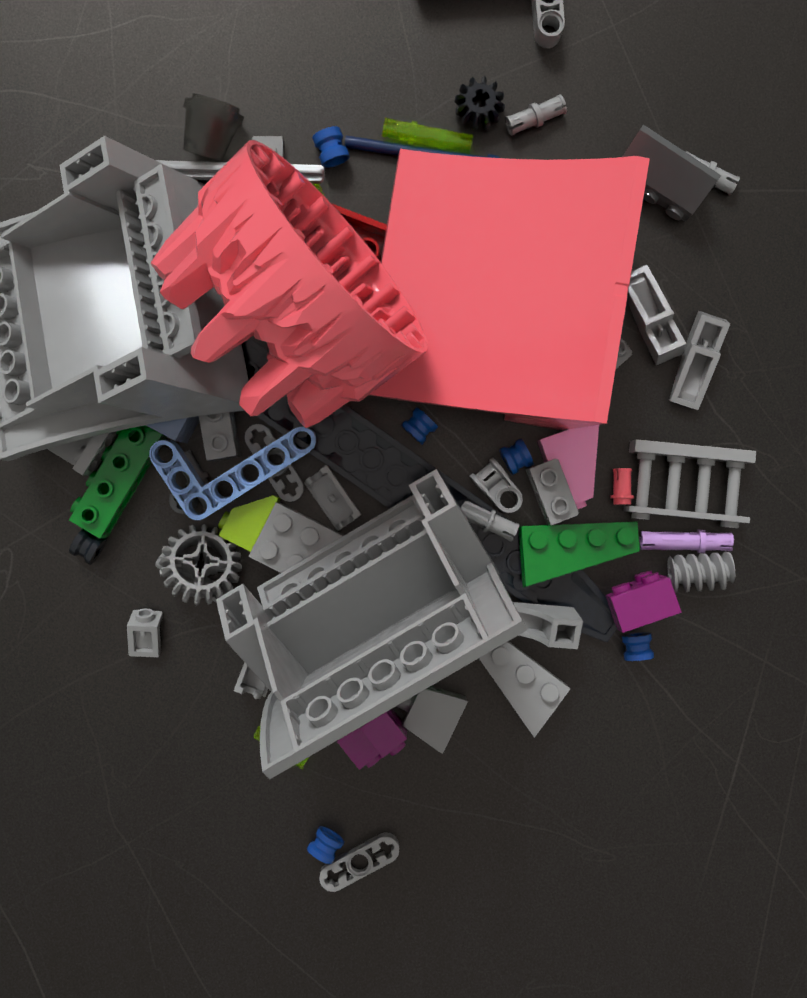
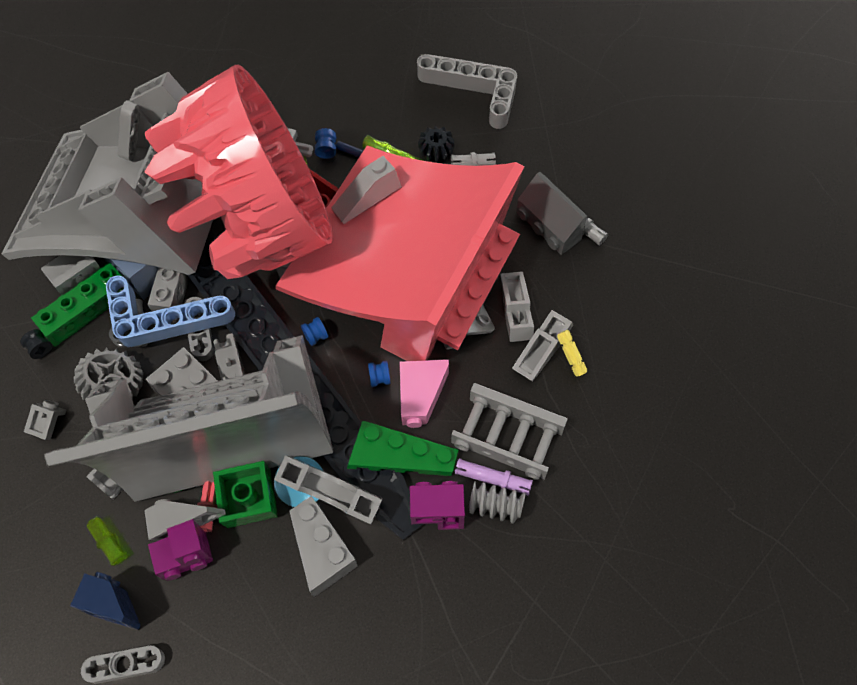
camera: 20 degrees right, 25 degrees down
(77, 229) = (128, 130): none -> light grey beam
(246, 522) = (155, 355): lime slope -> none
(321, 815) = (104, 599): none -> dark blue slope
(325, 845) = (100, 636): blue wheel -> none
(432, 229) = (368, 188): none -> slope
(433, 715) = (235, 551): light grey torso -> none
(489, 521) = (339, 409): light grey axle -> none
(496, 485) = (357, 389): light grey piece -> none
(552, 492) = (396, 402): light grey bracket -> none
(622, 486) = (455, 419): coral pin -> none
(637, 646) = (426, 549): blue wheel -> none
(737, 361) = (572, 353): none -> light yellow axle

